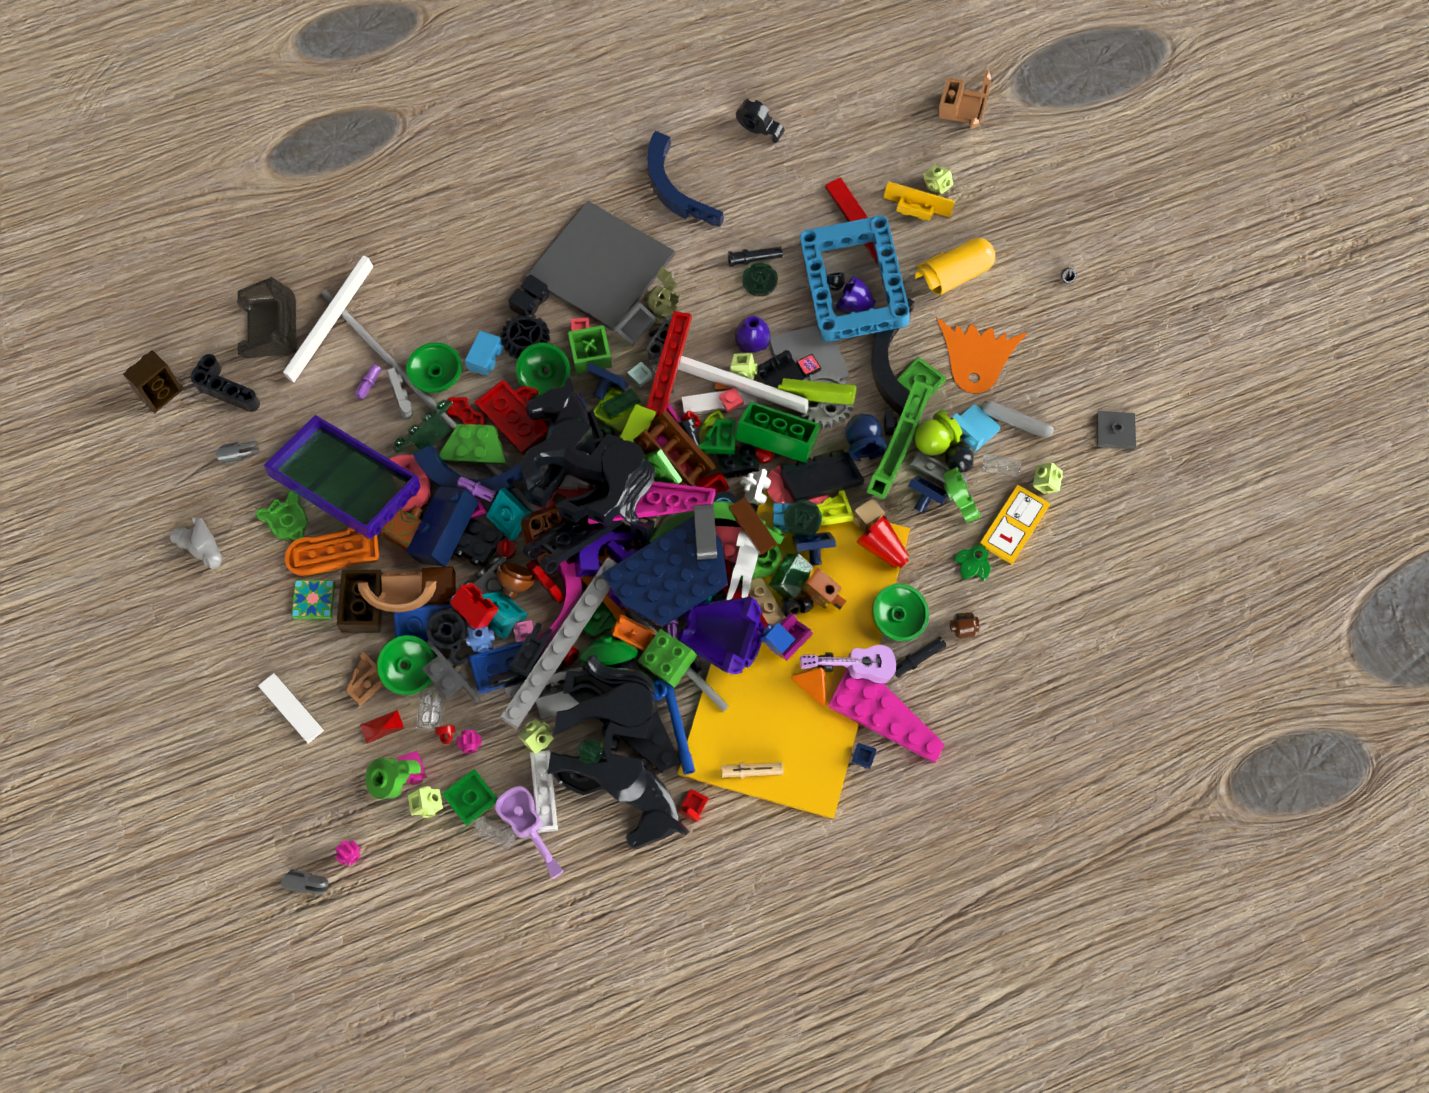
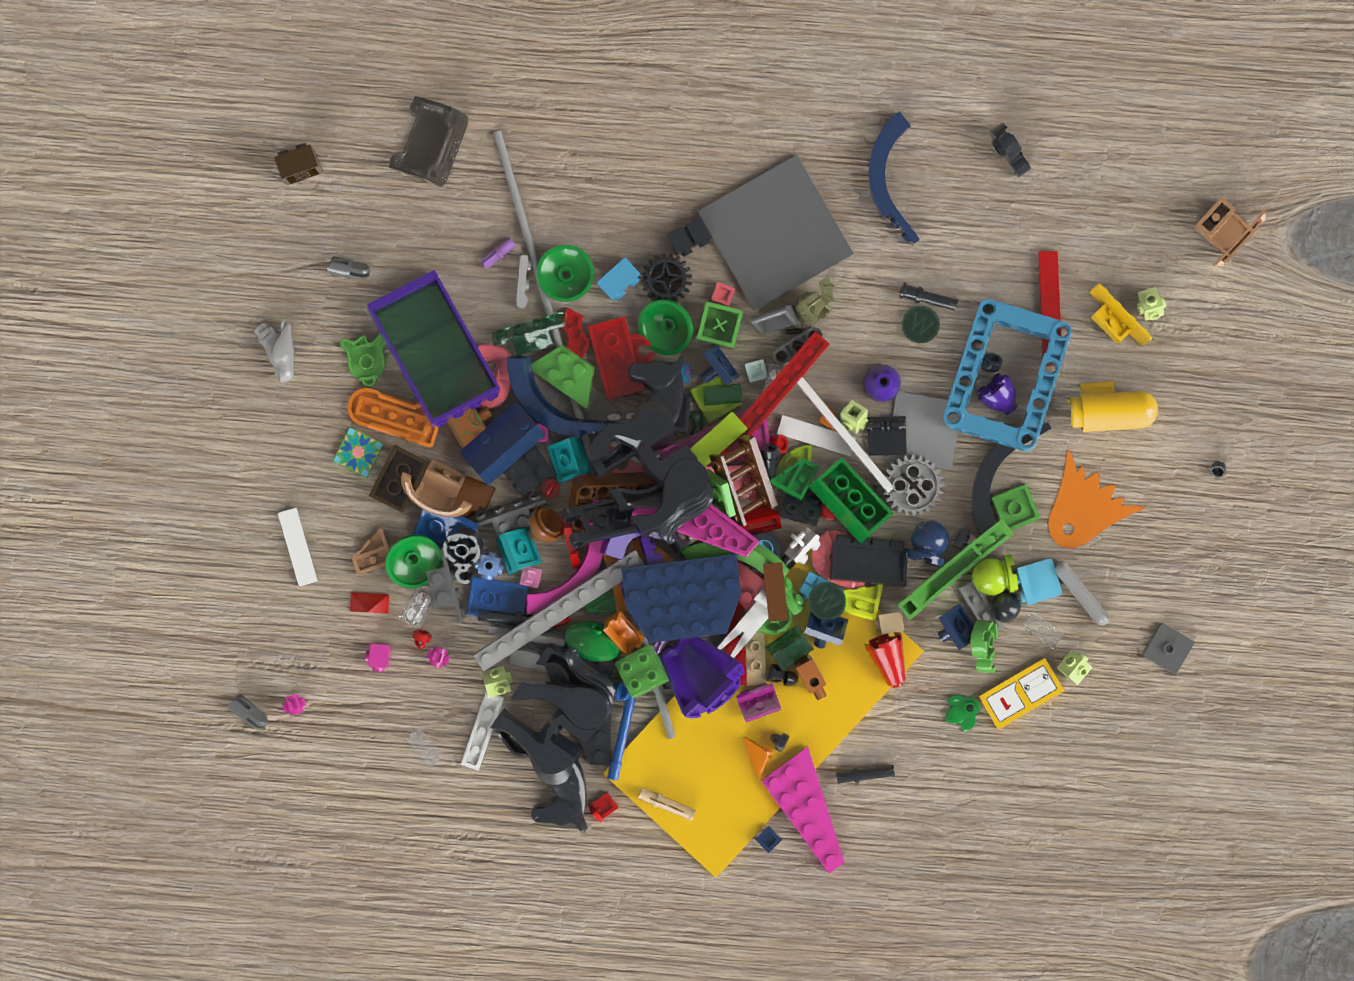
camera: 25 degrees right, 20 degrees up
(226, 387) = (364, 195): black beam -> none
(328, 319) = (488, 169): white tile -> none
(388, 775) = (353, 657): bright green piece -> none
(425, 802) = (381, 693): yellowish green brick -> none
(470, 797) = (417, 706): green plate -> none
(473, 607) = (494, 542): red brick -> none
(476, 489) = (548, 425): medium lavender axle -> none
(518, 810) = (452, 738): lavender piece -> none
(530, 651) = (525, 607): black hinge -> none
(589, 751) = (532, 730): clear green gear -> none
(705, 532) = (729, 580): dark grey beam -> none
(731, 400) = (826, 443): coral plate -> none
(776, 638) = (745, 703): blue brick -> none
(808, 365) = (917, 441): tile -> none
(820, 391) = (908, 478): lime panel -> none
(874, 663) = (819, 764): lavender piece -> none
(910, 607) = (876, 738): green dish -> none
(964, 625) = (921, 766): reddish brown head -> none

